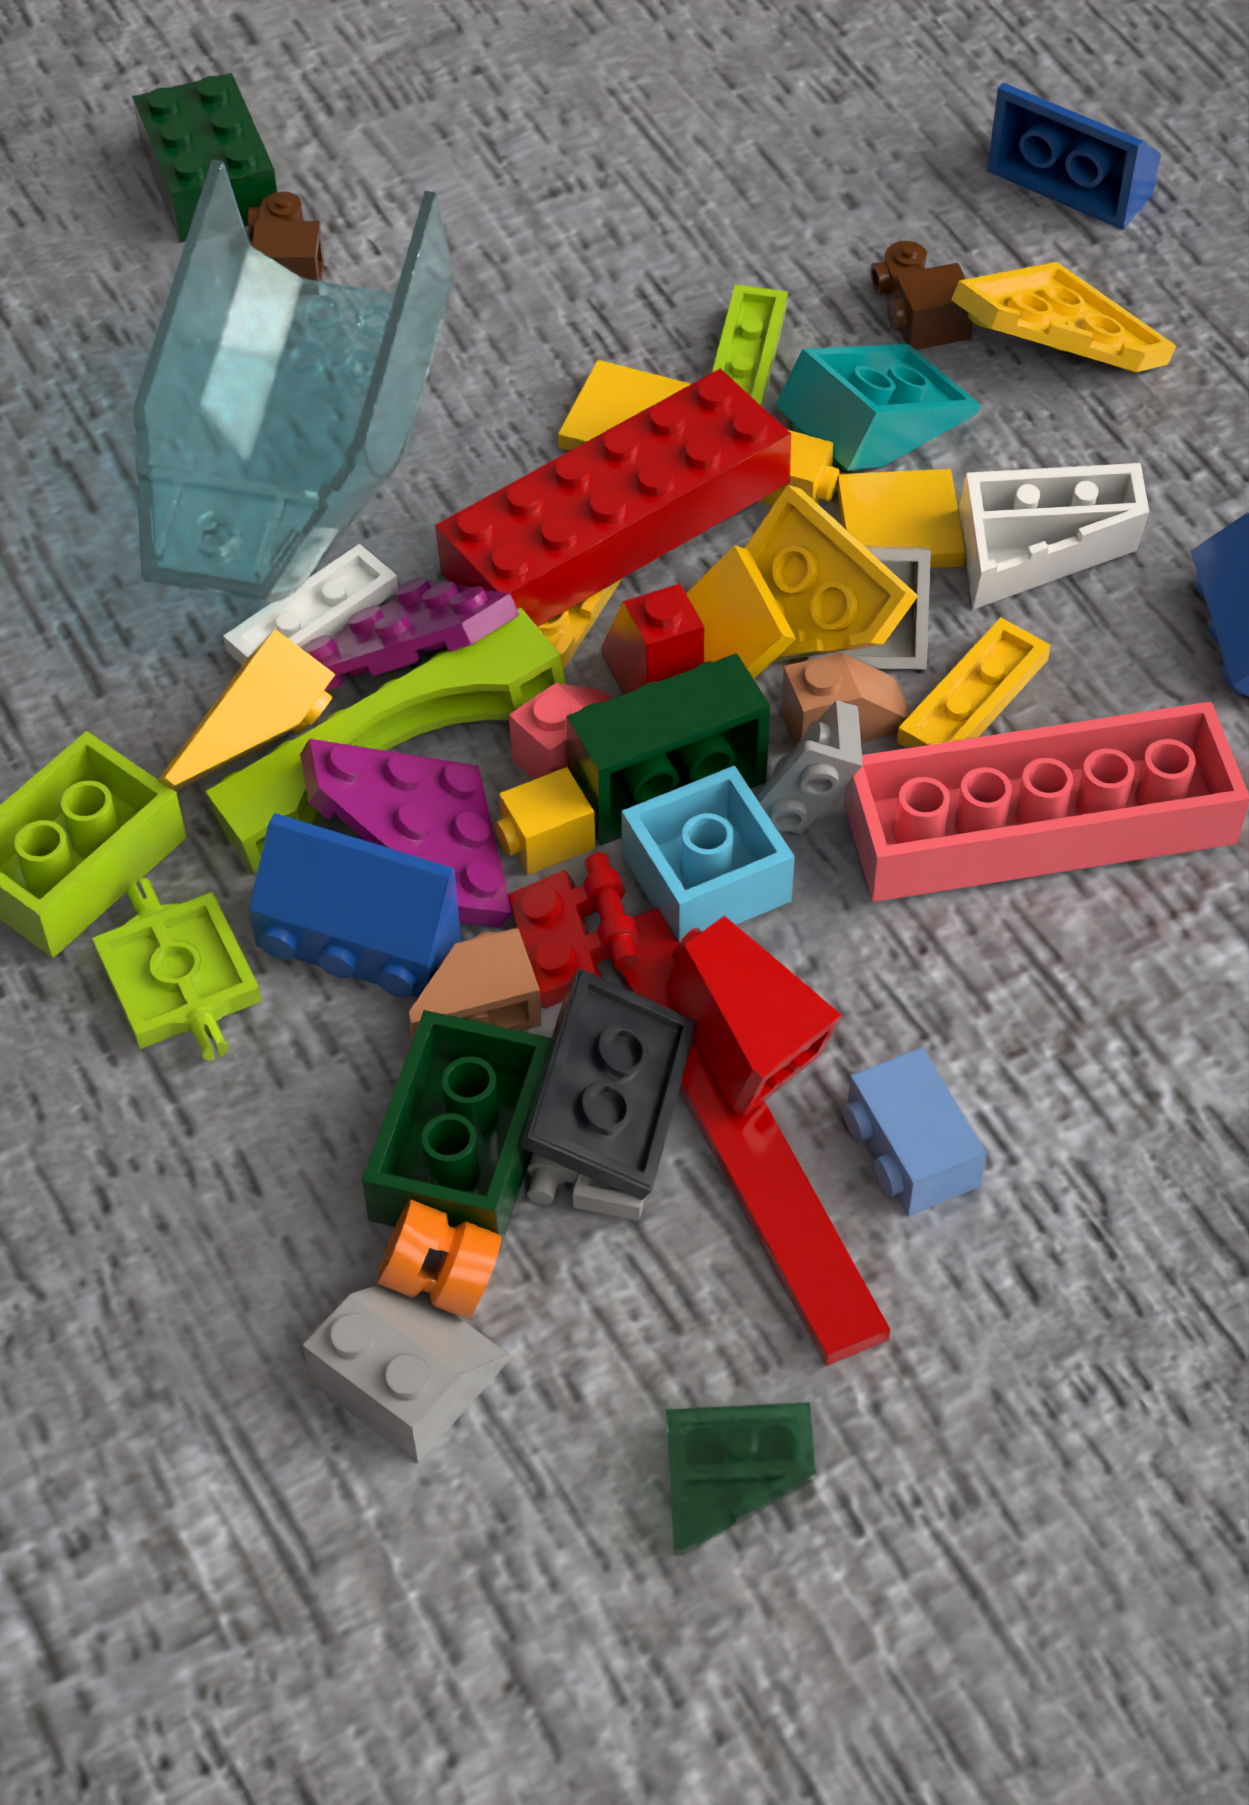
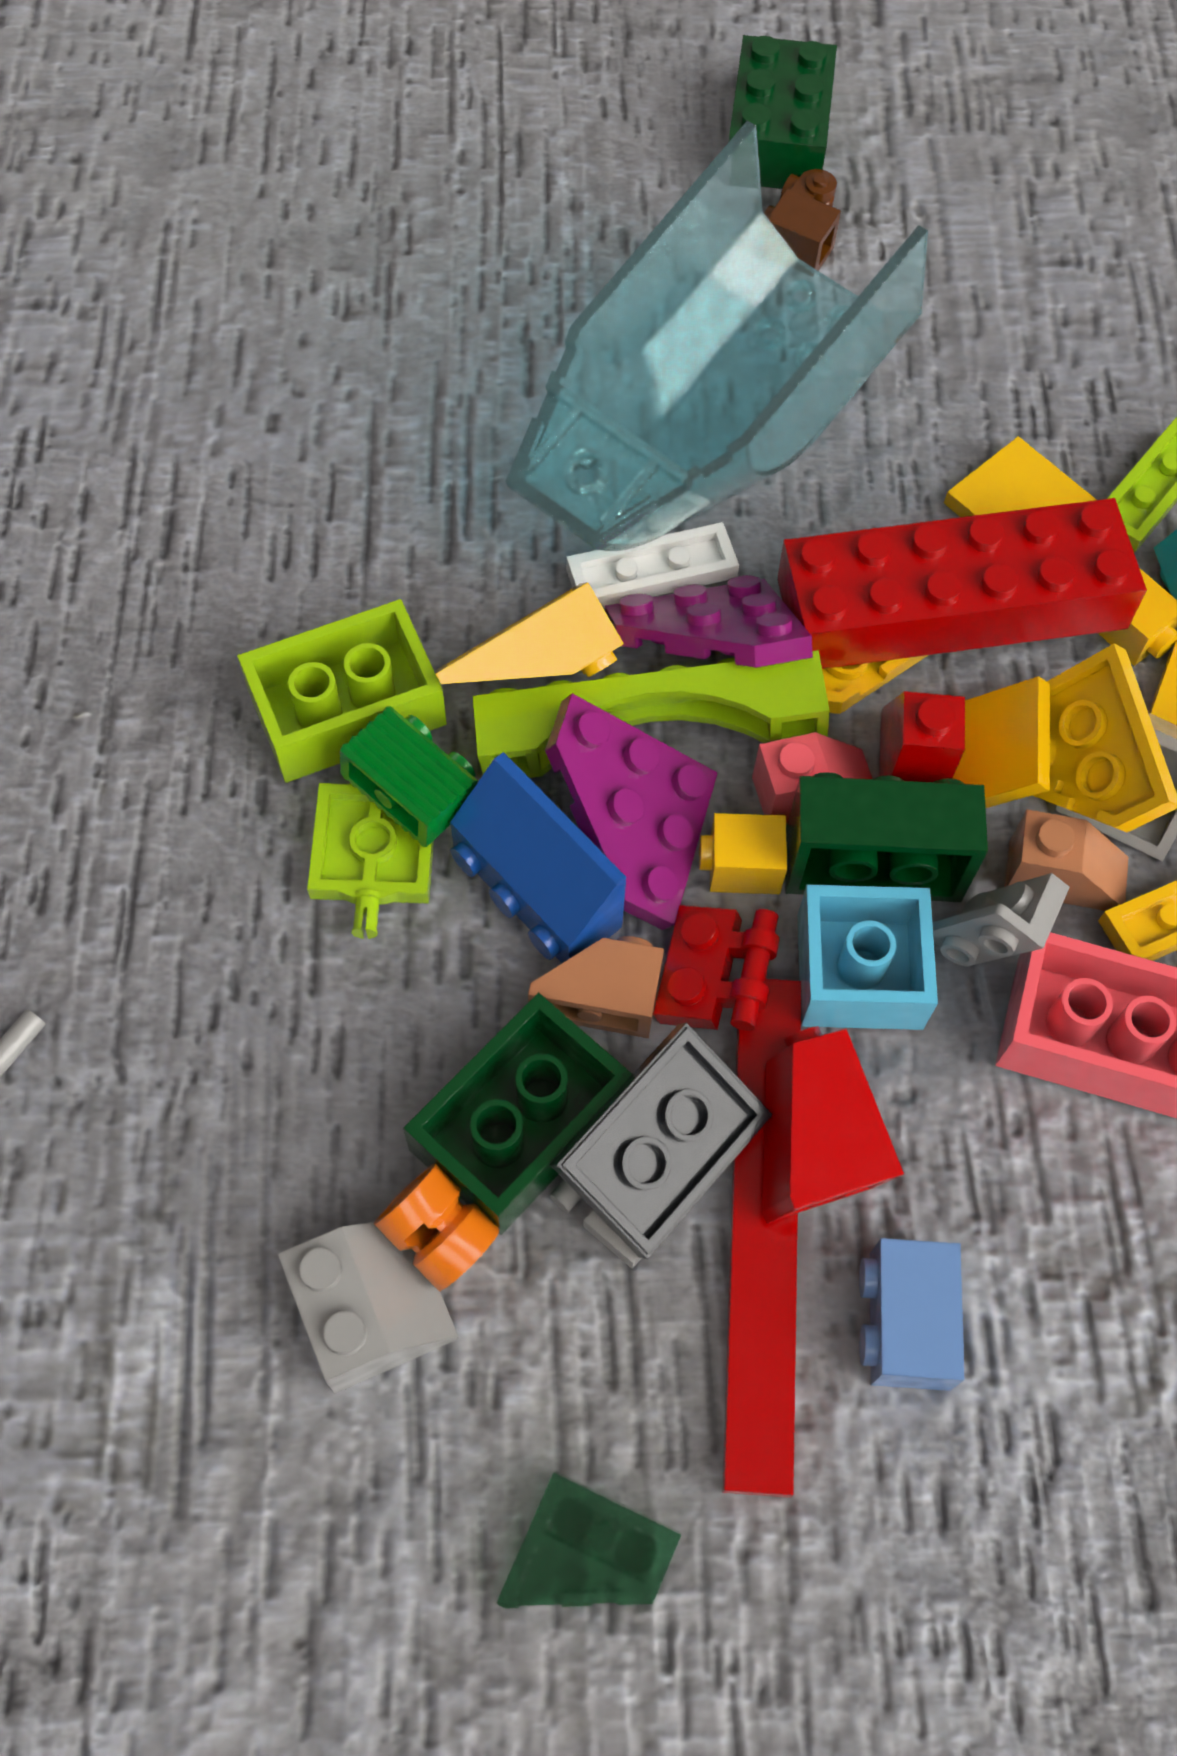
camera: 25 degrees right, 10 degrees up
(183, 885) = (407, 774): none -> green brick

